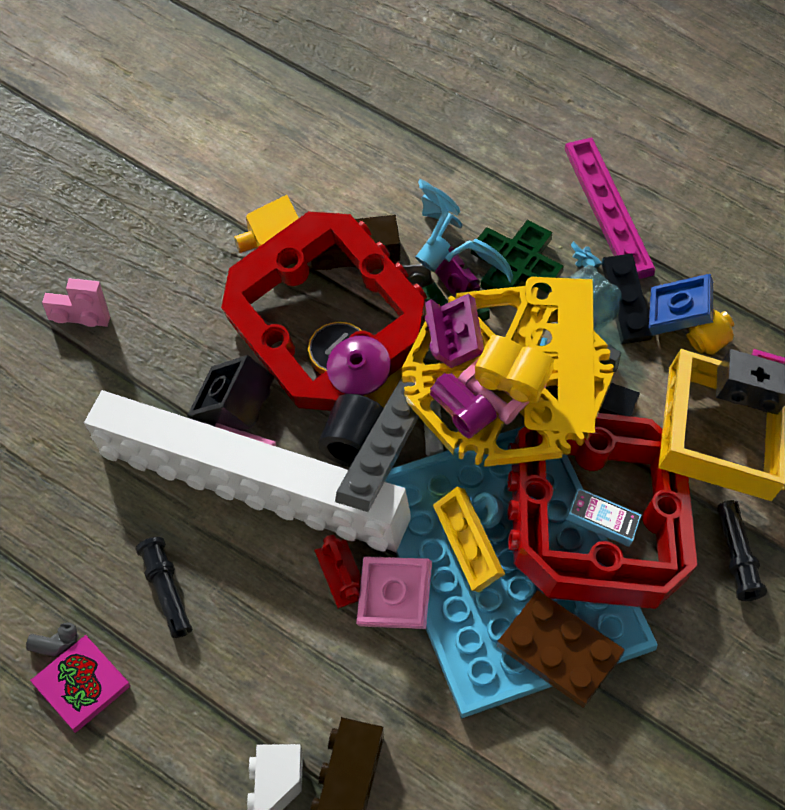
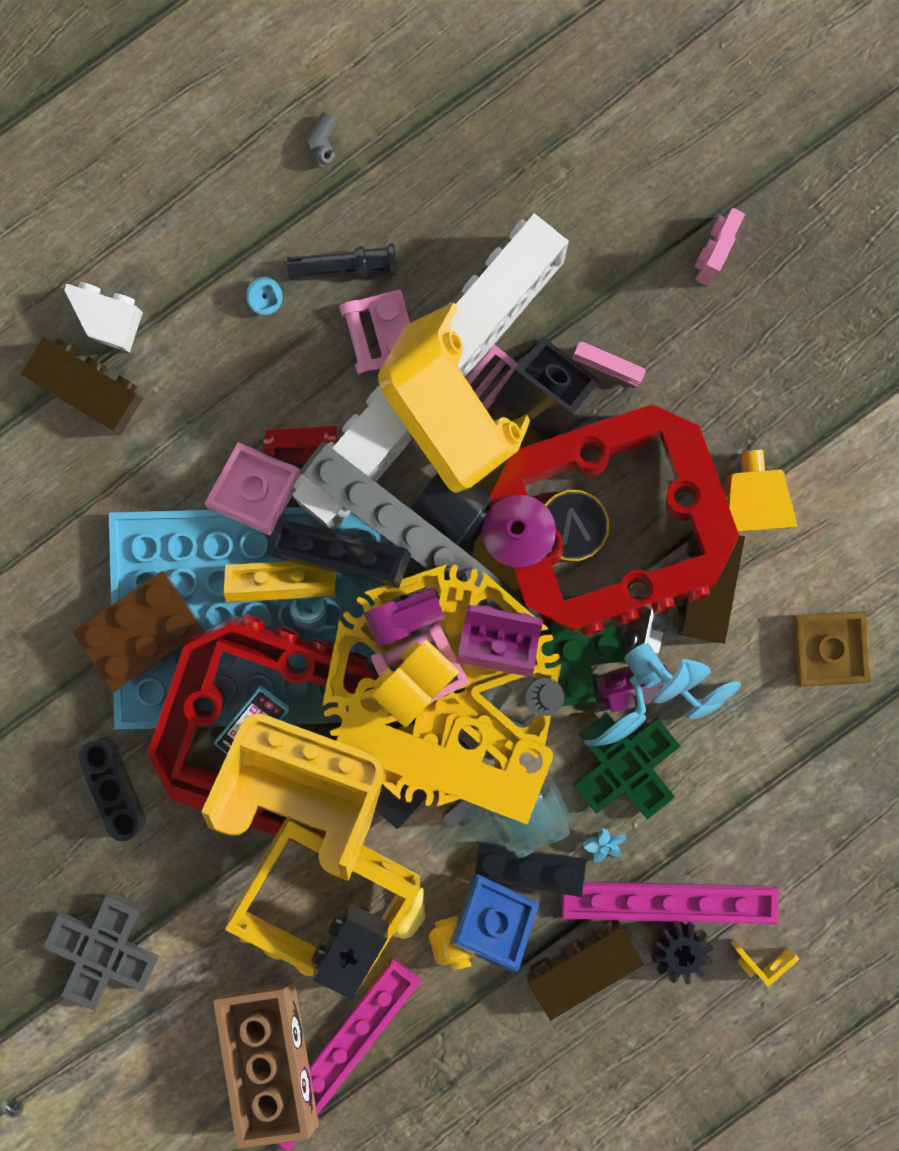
camera: 105 degrees right, 30 degrees up
(80, 683) = (269, 157): dark pink tile -> none
(196, 358) = (608, 364): none -> bright pink tile
(213, 645) = (264, 295): none -> medium azure tile
(214, 533) = (389, 320): none -> bright pink plate
(259, 433) = (441, 406): none -> yellow windscreen
(372, 158) = (831, 648): none -> pearl gold plate
(426, 489) = (339, 553): none -> black plate
(487, 292) = (544, 696): none -> dark grey tile
(630, 137) = (769, 973): none -> yellow bracket
(631, 441) = (299, 779): none -> yellow windscreen
(642, 185) = (691, 963): none -> black gear
(686, 240) = (583, 968): none -> dark brown brick
(720, 619) = (109, 807): none -> black beam
(743, 563) = (172, 854): black pin -> none

